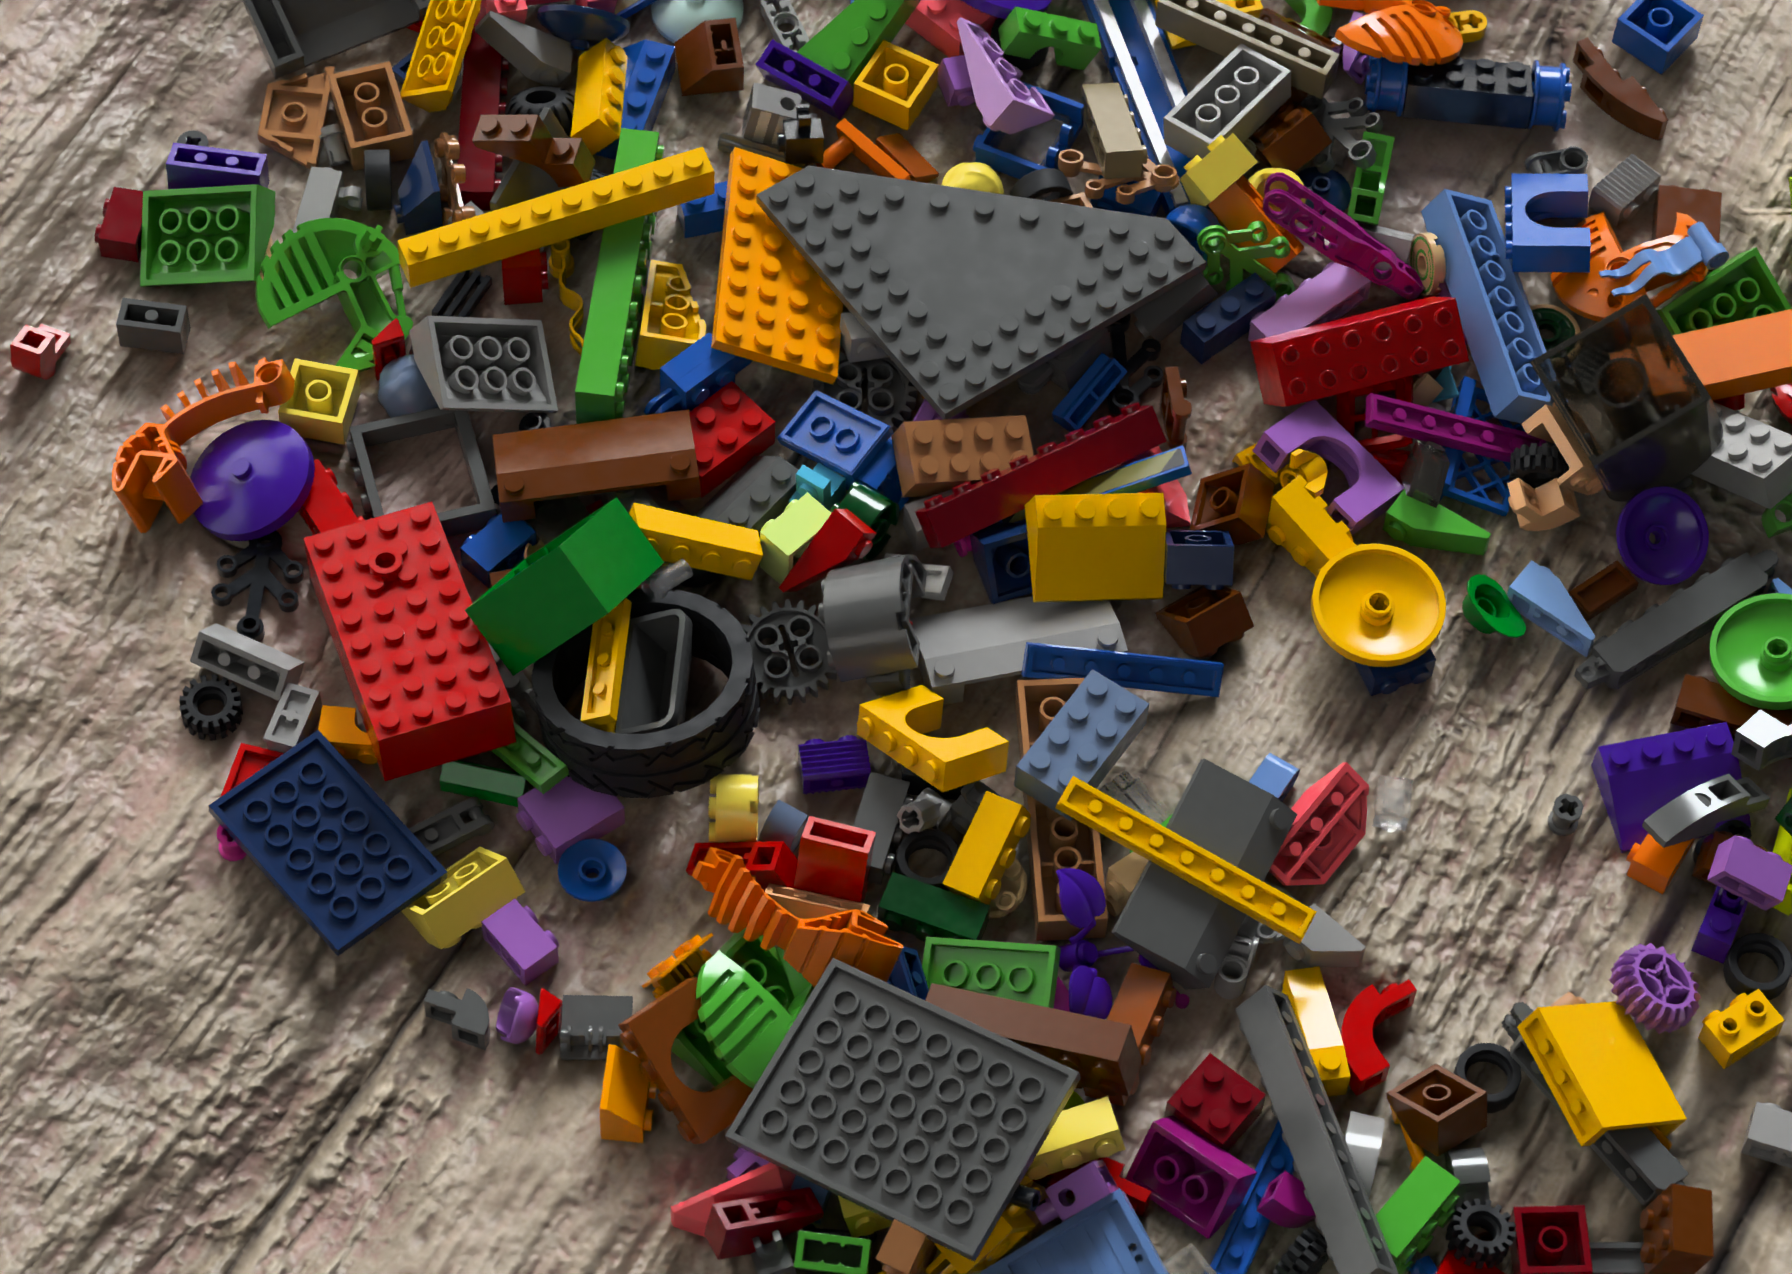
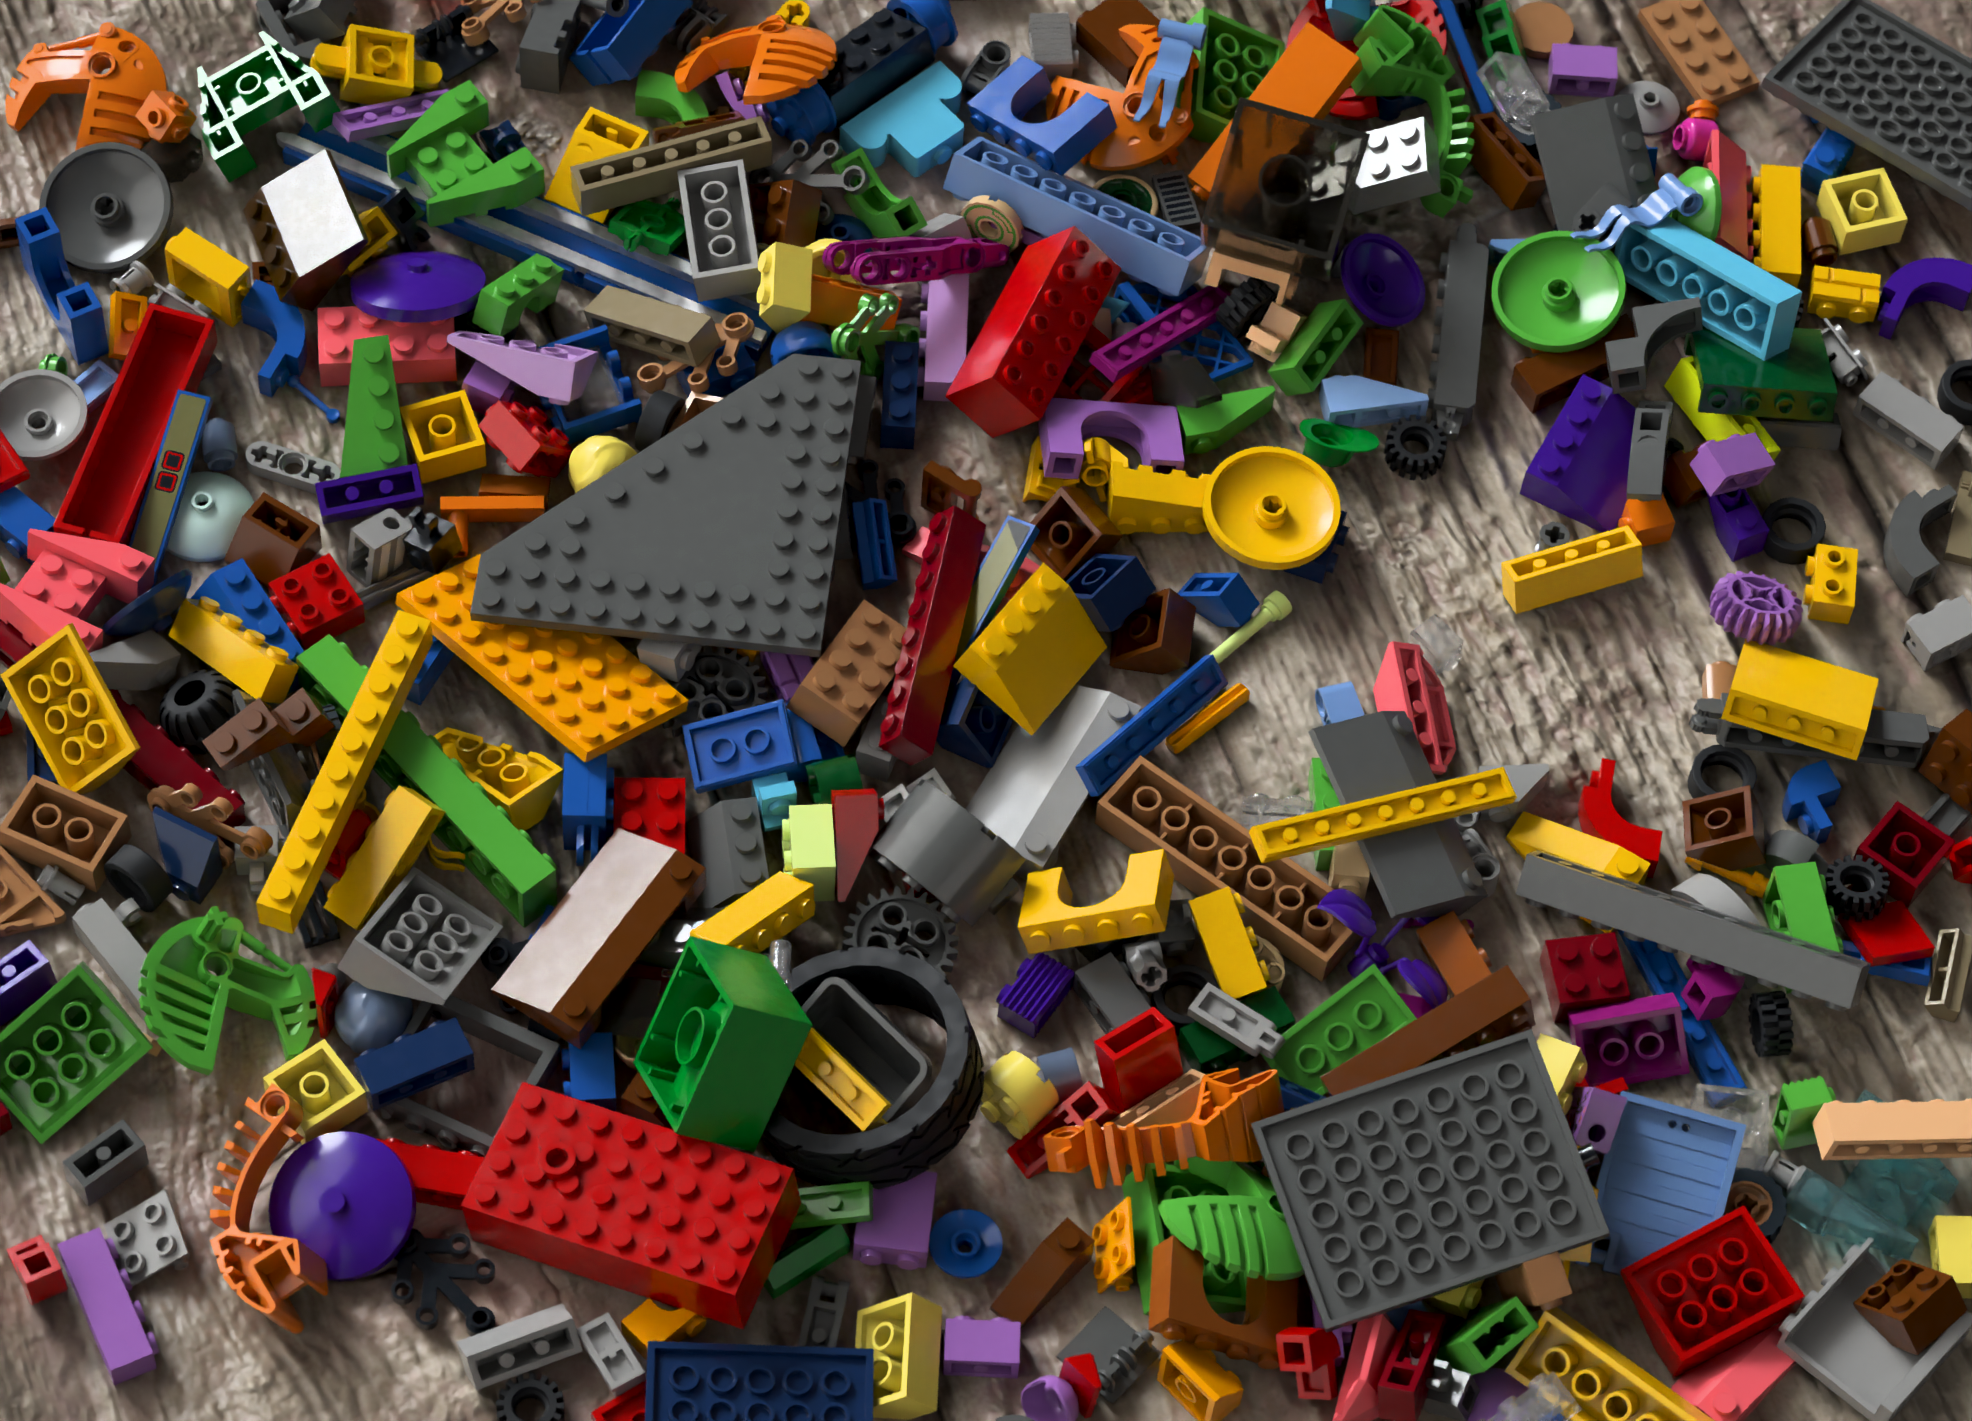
camera: 50 degrees left, 0 degrees up
(54, 410) = (107, 1305): none -> medium lavender brick
(127, 396) = (148, 1238): none -> light grey hinge
(389, 433) = (414, 1063): none -> dark blue brick
(534, 293) = (384, 856): none -> yellow brick
(617, 938) = (1045, 1273): none -> reddish brown slope
(691, 114) = (316, 601): none -> red brick
(710, 1152) = (1312, 1356): none -> red brick
(928, 899) = (1235, 1022): none -> light grey hinge
(942, 129) = (526, 438): none -> red brick
(1081, 740) = (1207, 803): sand blue brick -> none
(1183, 706) = (1207, 718): none -> light orange axle
(1185, 64) = (650, 225): none -> green plate
(1280, 638) = (1220, 598): none -> blue slope
(1310, 678) = (1274, 608): none -> yellowish green piece
(1460, 154) = (911, 123): none -> medium azure brick
(1535, 1144) = (1807, 796): none -> blue brick
(1553, 842) = (1572, 569): none -> yellow brick
(1554, 651) = (1415, 463): none -> black tyre
(1557, 537) = (1315, 347): none -> bright green brick

